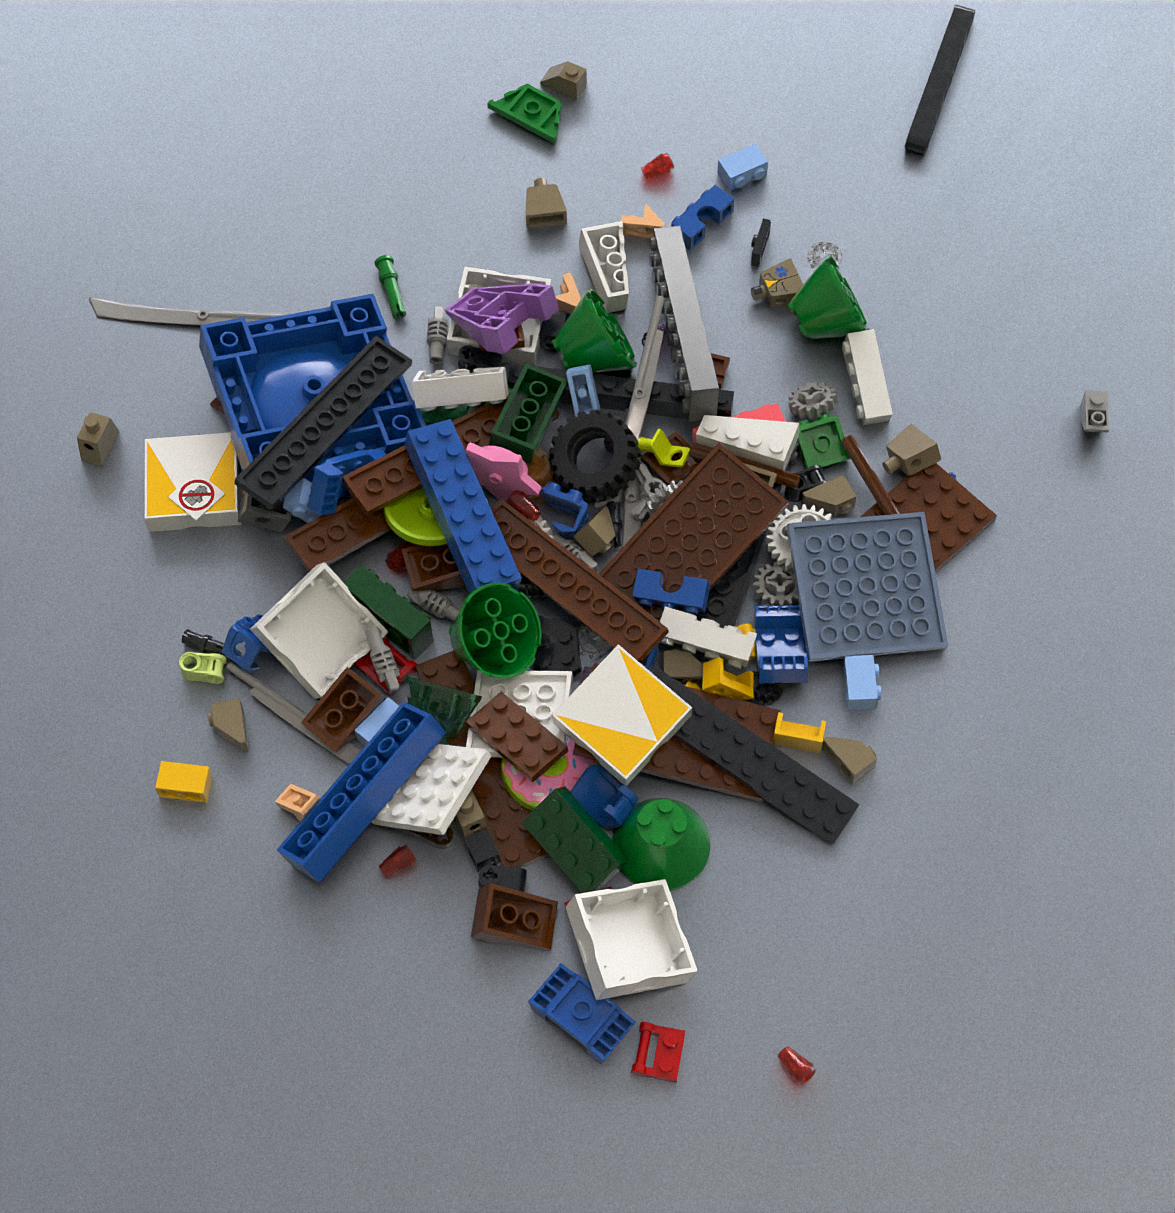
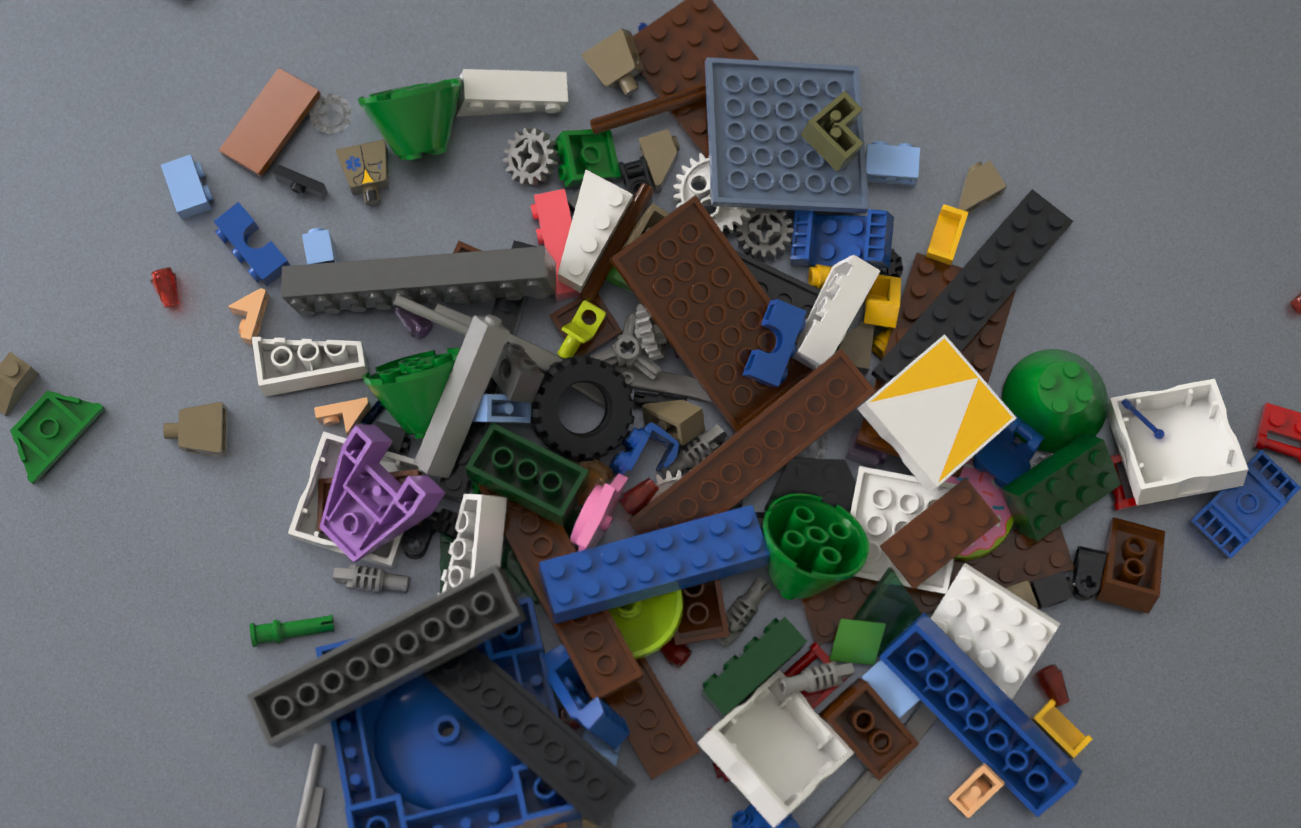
camera: 85 degrees left, 15 degrees up
(357, 868) = (1060, 729): none -> yellow panel
(365, 328) = (386, 657): none -> dark grey brick
(419, 689) = (857, 641): none -> bright green sticker
(586, 354) = (461, 396): none -> light grey brick
(613, 394) = (517, 374): none -> dark grey brick
(660, 892) = (1158, 433): none -> clear blue hinge
(702, 258) = (319, 246): none -> light blue brick
(809, 216) = (270, 122): none -> tile
(876, 611) = (830, 132): none -> olive brick

